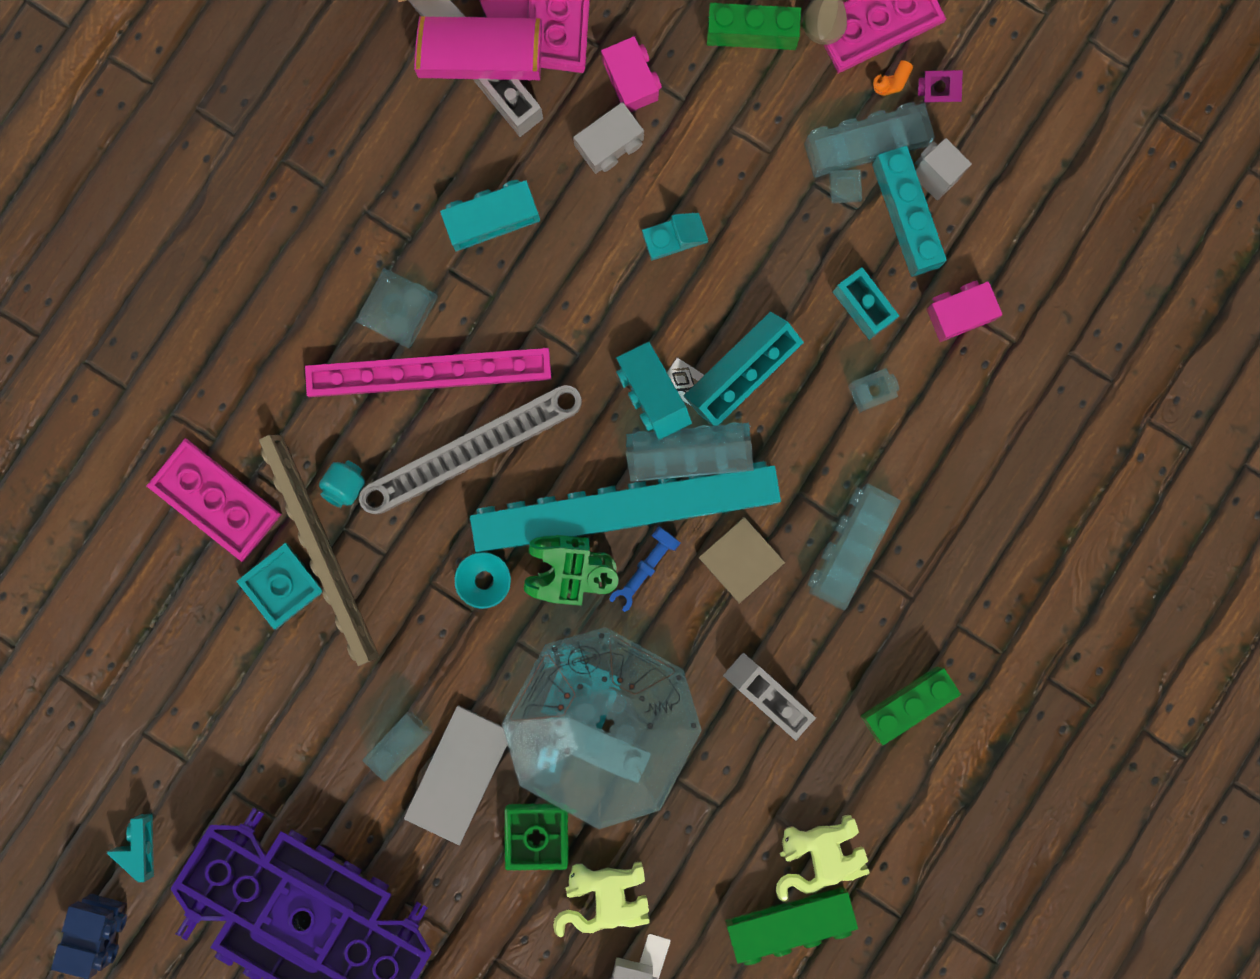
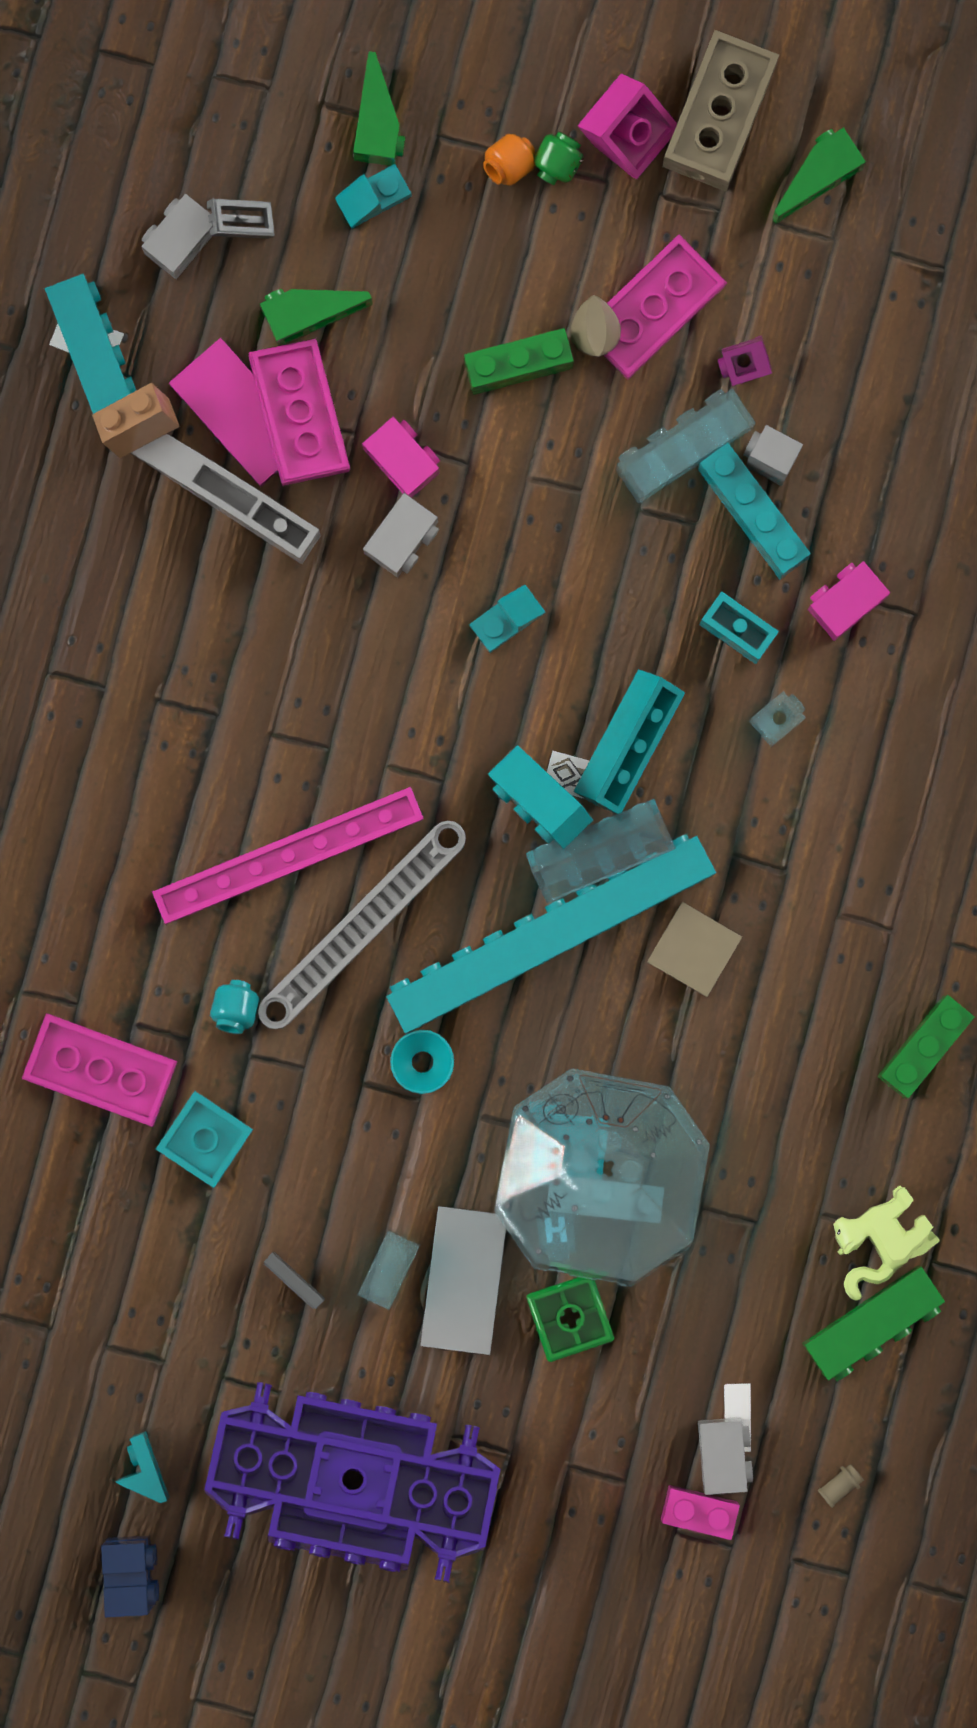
camera: 15 degrees left, 0 degrees up
(315, 541) = (223, 1076): dark tan plate -> none
(315, 729) = (293, 1280): none -> dark grey tile
(397, 308) = (229, 796): clear light blue slope -> none
(478, 48) = (230, 486): dark pink slope -> none
(490, 214) = (298, 661): teal brick -> none
(581, 570) = (515, 1019): green piece -> none
(611, 906) = (670, 1357): yellowish green animal -> none
(646, 567) = (606, 956): blue piece -> none
(769, 696) = (771, 1086): light grey slope -> none
(845, 186) = (676, 503): clear light blue tile -> none
(854, 546) = (811, 895): clear light blue brick -> none
(894, 83) = (692, 372): orange arm -> none

